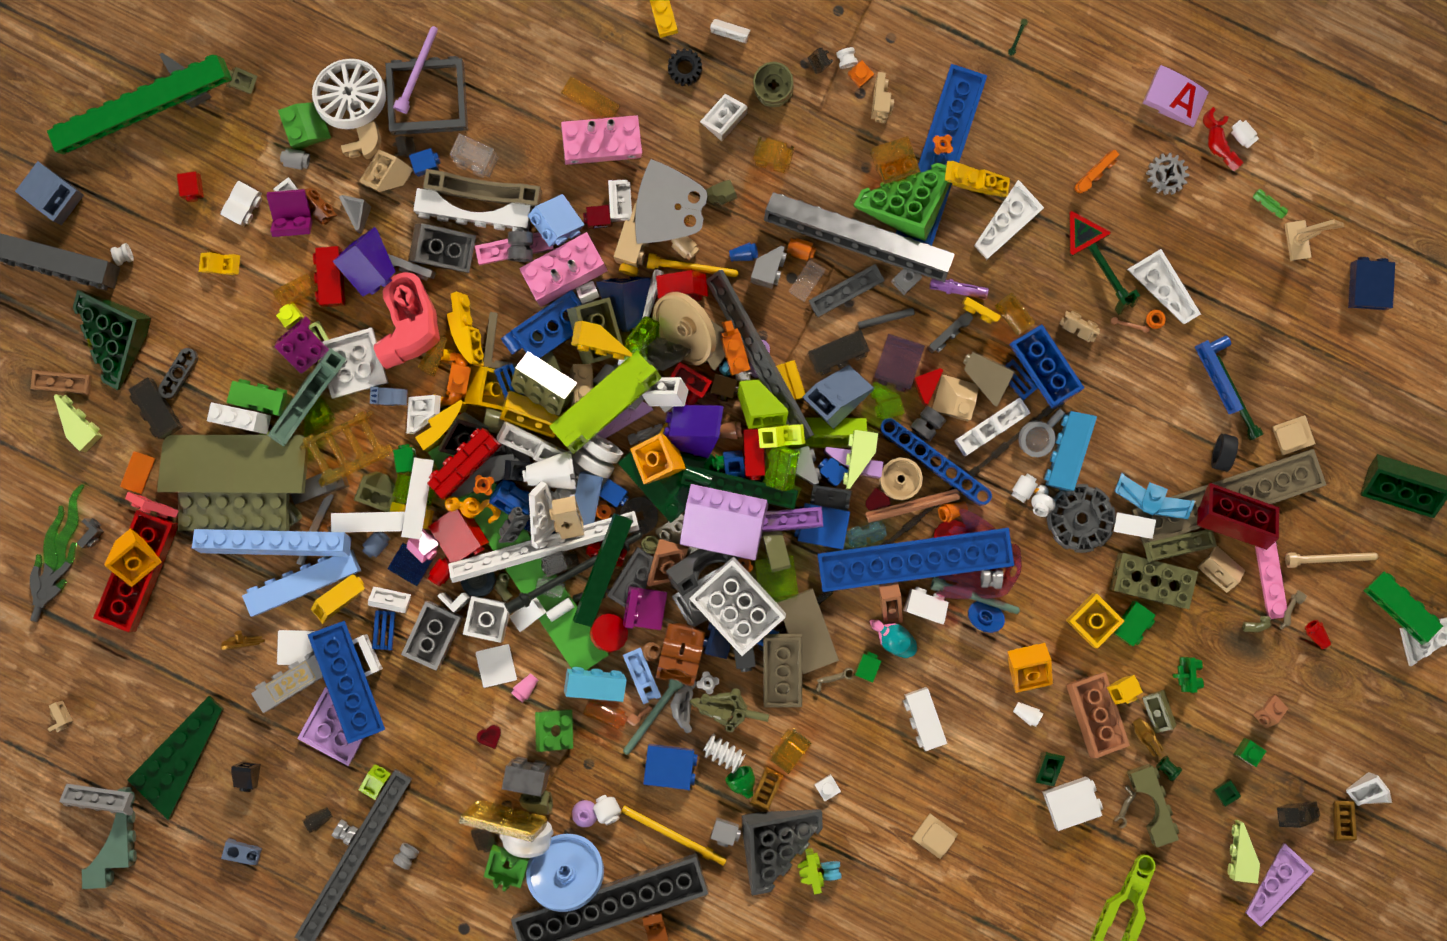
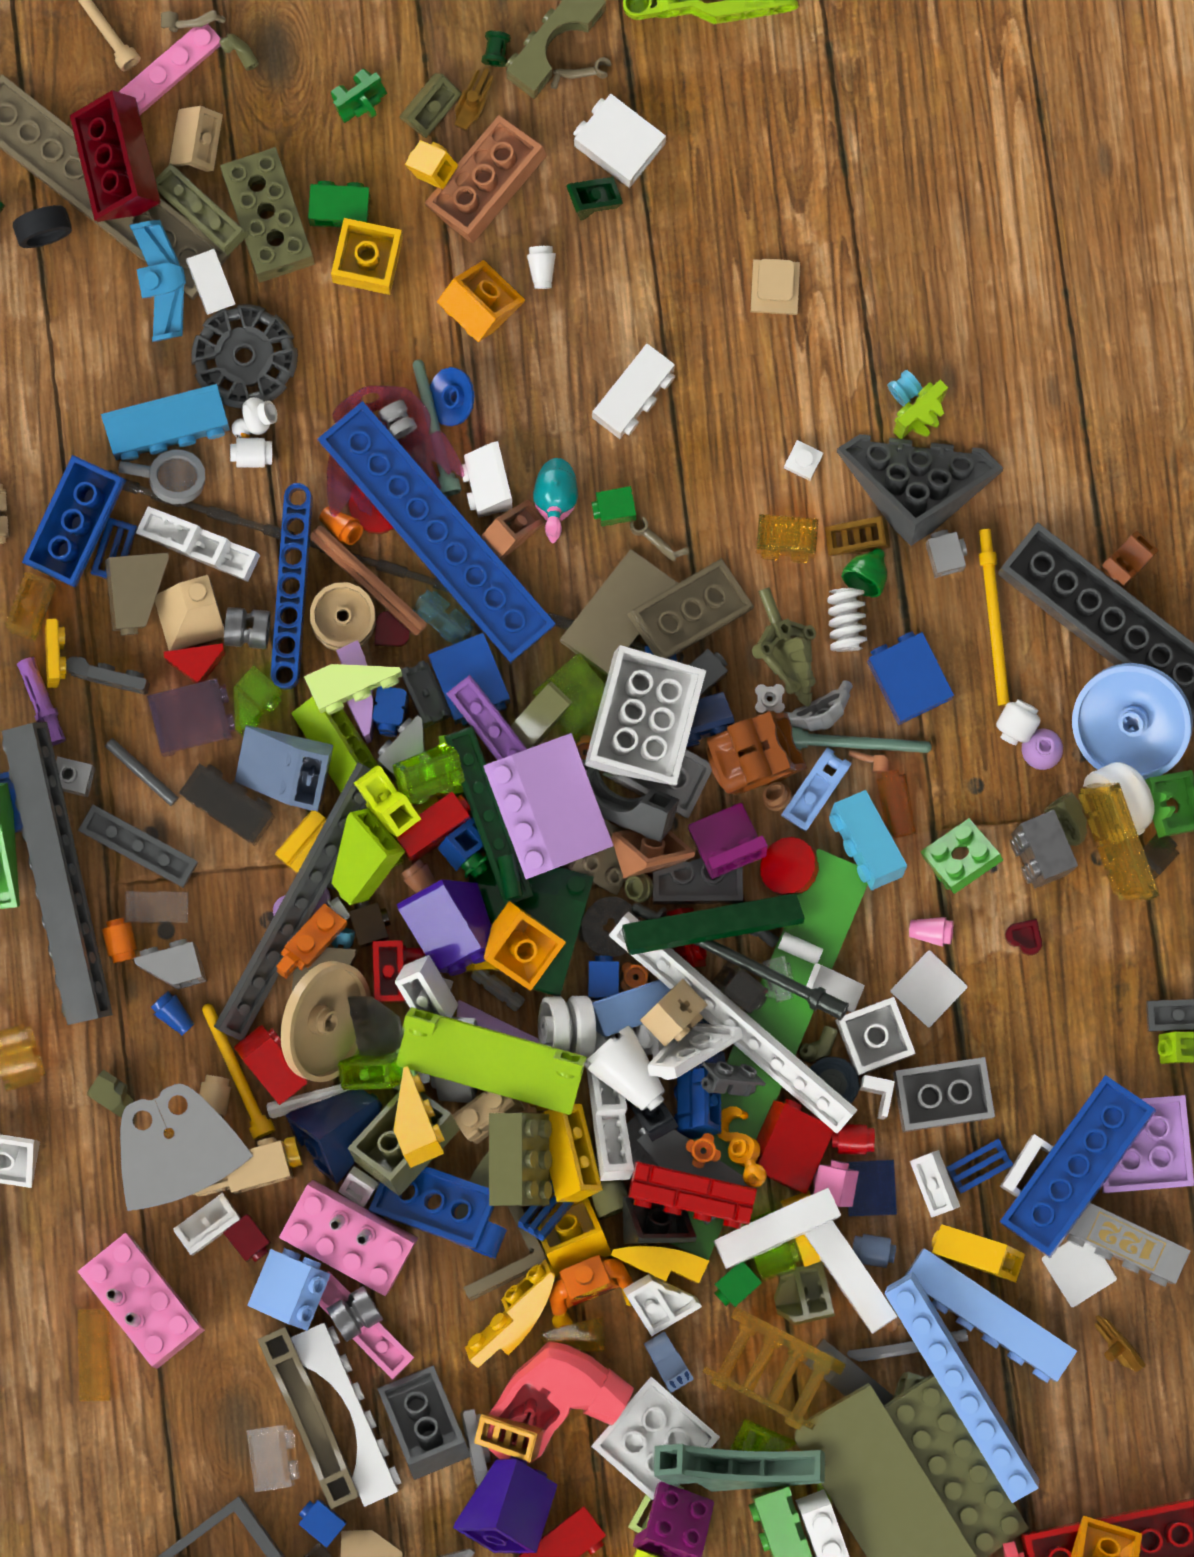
camera: 125 degrees left, 5 degrees down
(405, 290) = (523, 1430): none -> pearl gold slope

